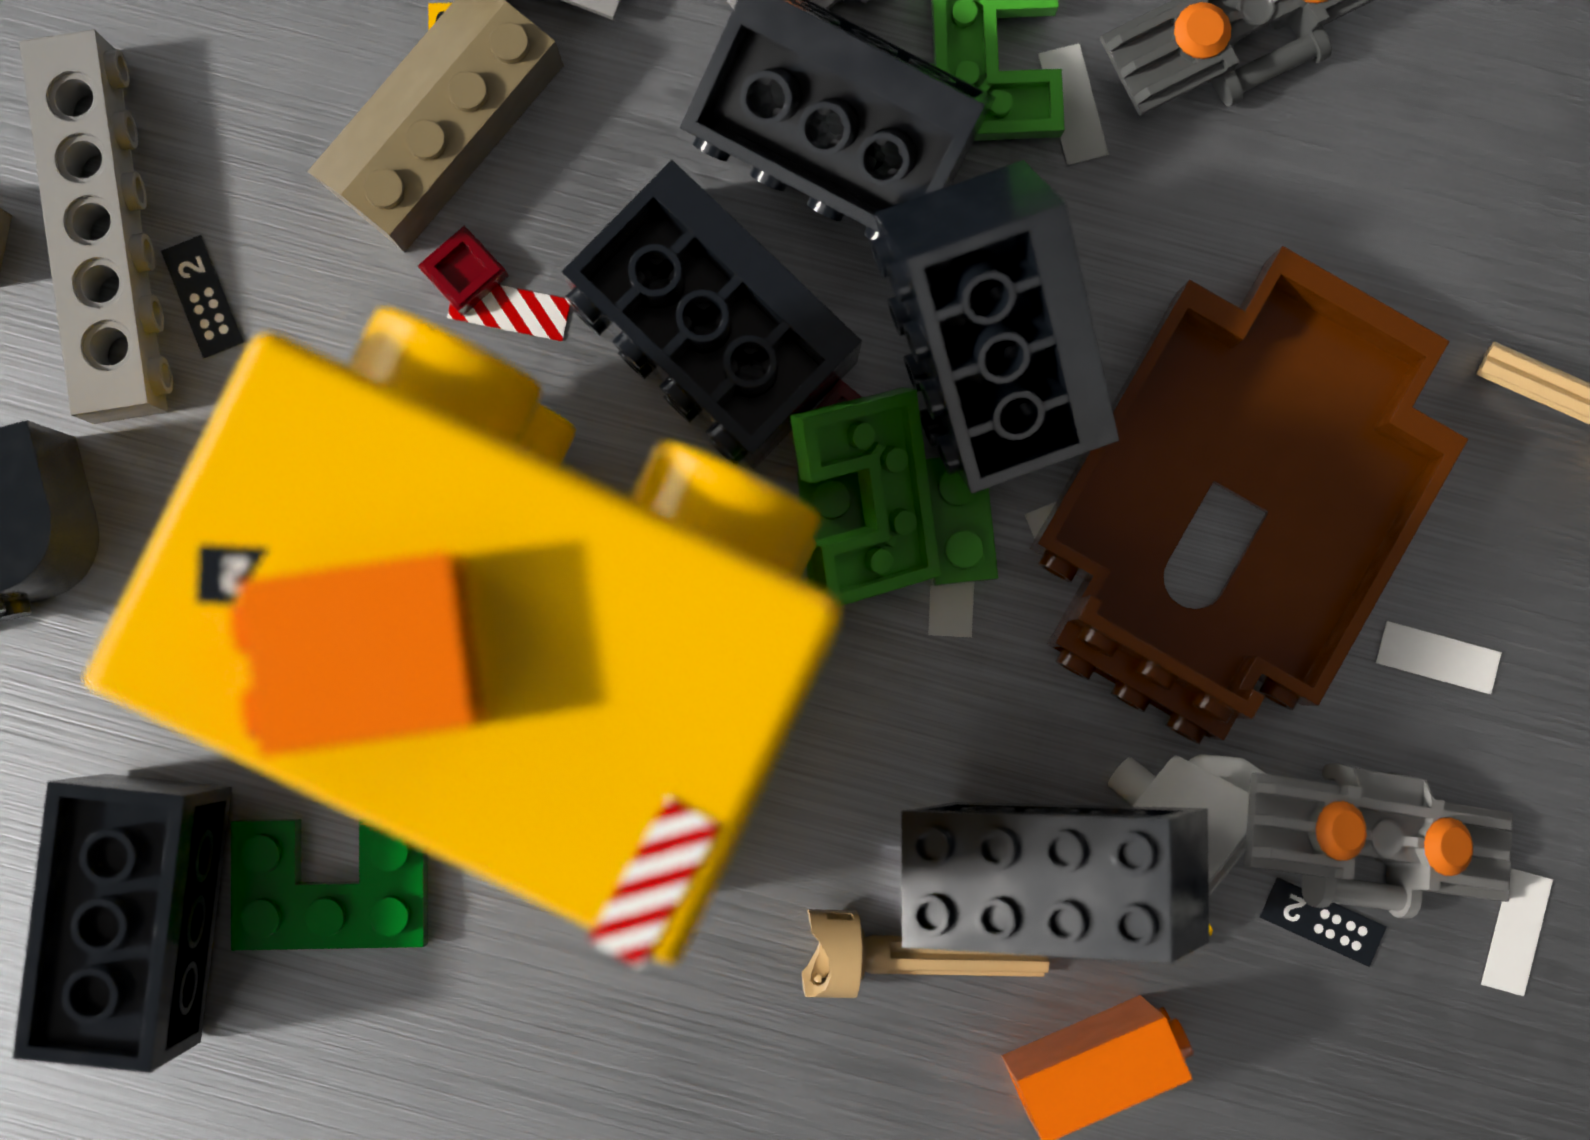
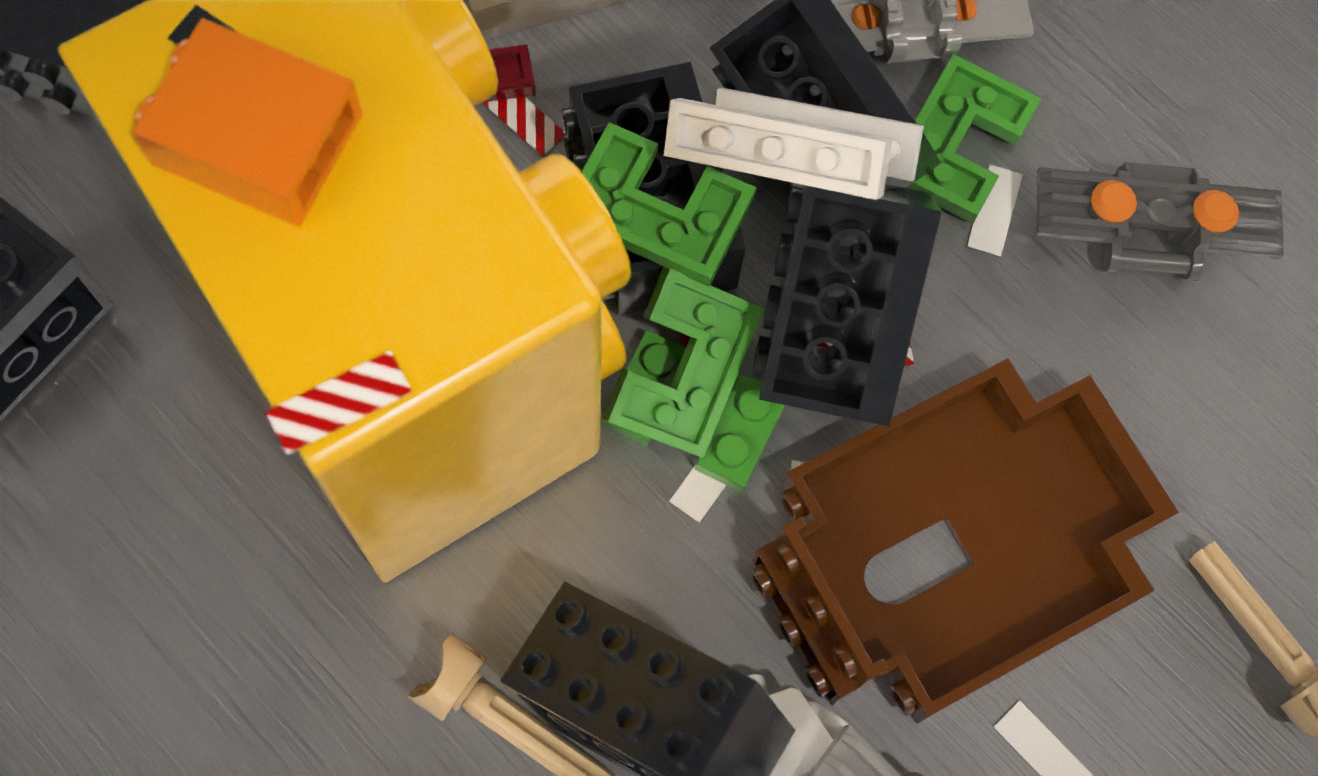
camera: 30 degrees right, 15 degrees down
(282, 913) = (152, 449): green plate -> none
(706, 390) = (678, 239): none -> bright green plate
(857, 207) = (794, 142): none -> white fence

